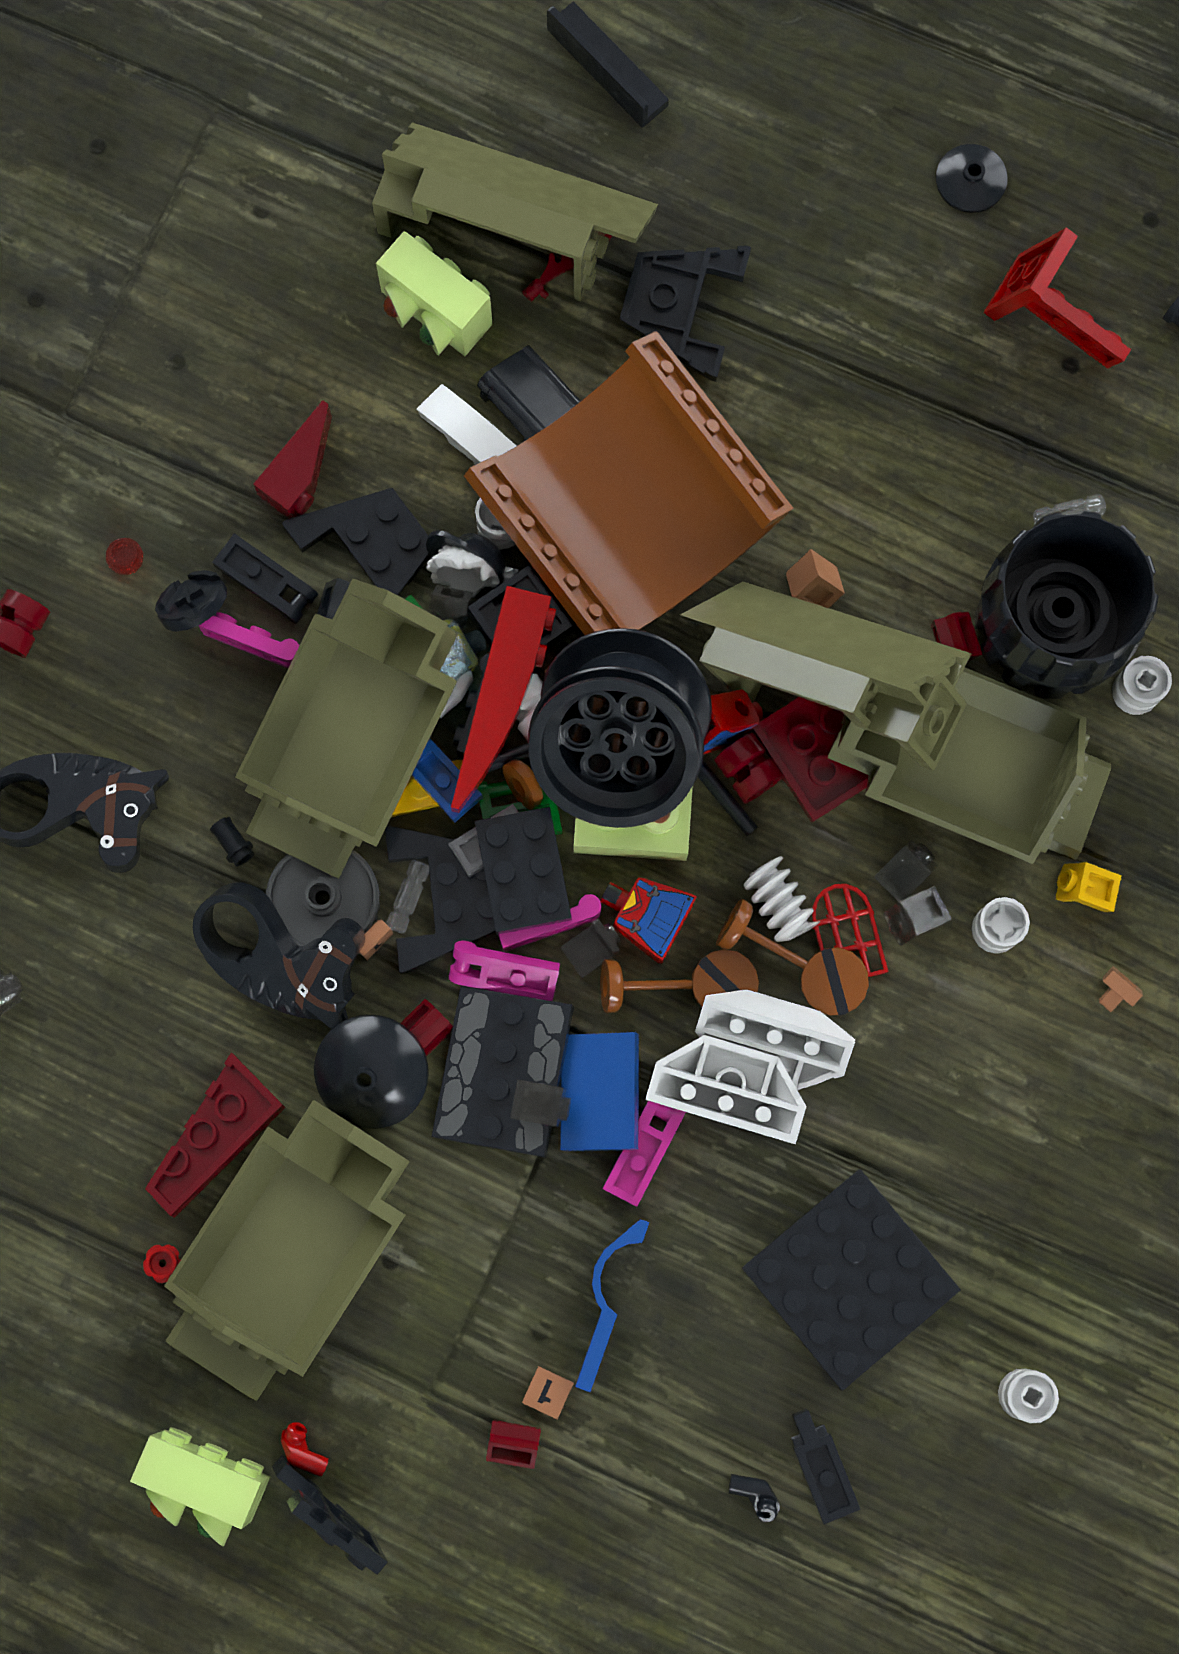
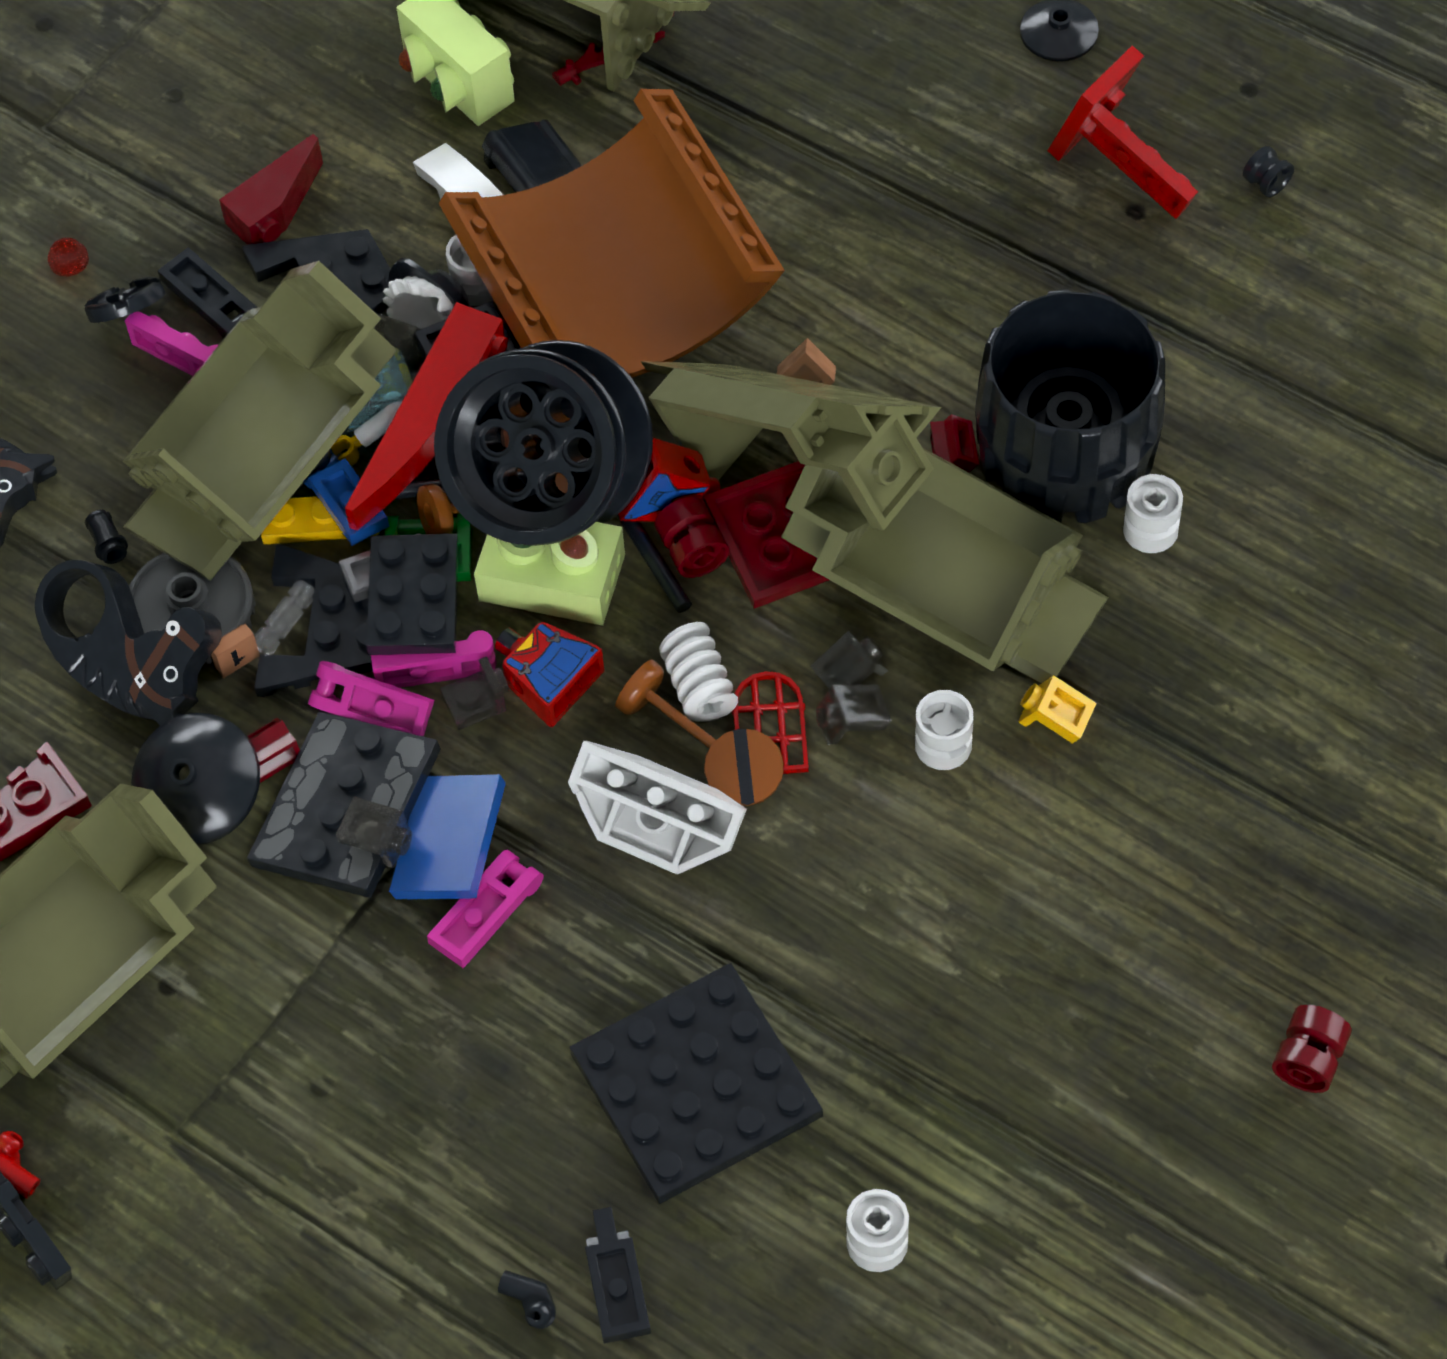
camera: 15 degrees right, 20 degrees down
(513, 1444) = (258, 1193): dark red piece -> none
(547, 1392) = (312, 1148): nougat tile -> none
(607, 1316) = (395, 1080): blue piece -> none
(666, 296) = (712, 86): black wing -> none
(714, 974) = (614, 732): dark orange piece -> none
(730, 1087) = (590, 845): white wedge -> none
(1119, 988) = (1070, 819): nougat tile -> none

